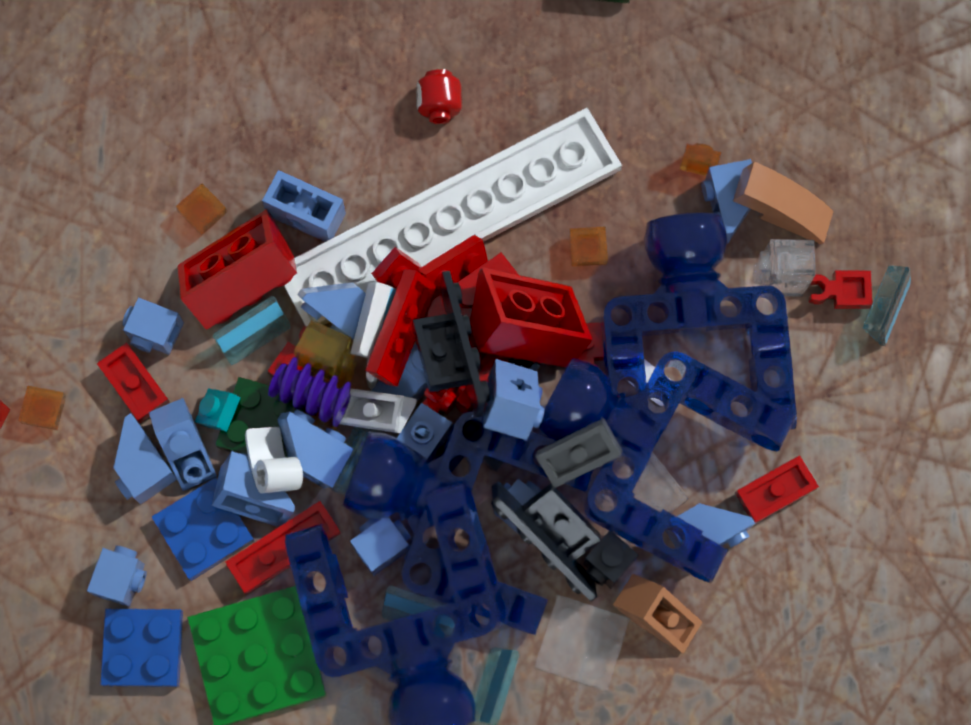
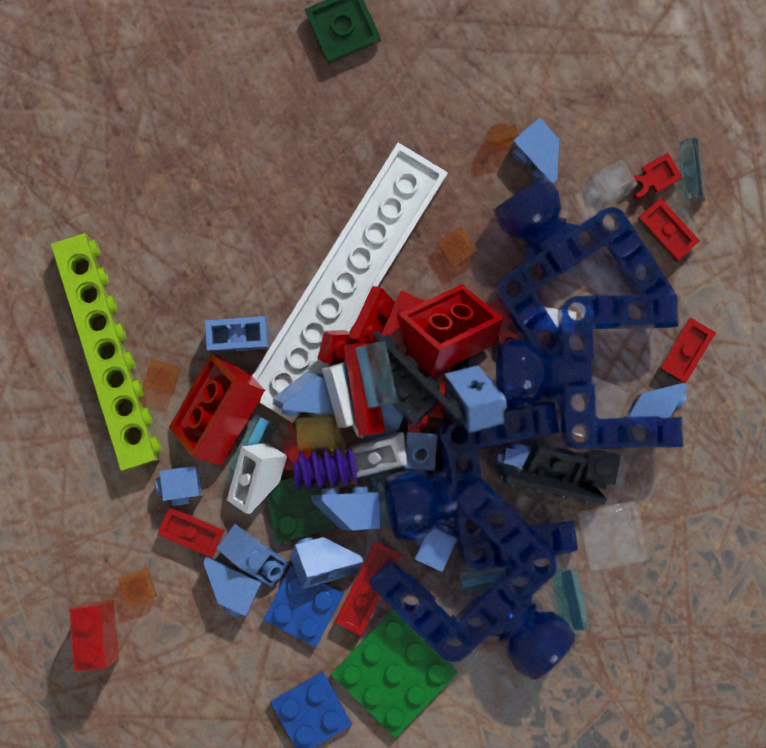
camera: 30 degrees left, 10 degrees up
(117, 576) = (265, 674): medium blue brick -> none
(181, 38) = (68, 255): none -> lime brick
(217, 409) = (264, 518): teal plate -> none
(235, 359) = (255, 475): none -> white slope
(268, 463) = (325, 538): white panel -> none
(421, 314) = (376, 374): none -> clear light blue slope
(439, 96) = (284, 193): red head -> none
(579, 453) = (545, 411): dark grey plate -> none
(658, 612) = (652, 485): nougat slope -> none
(783, 202) = (579, 137): nougat slope -> none
(827, 352) = (668, 229): none -> red plate

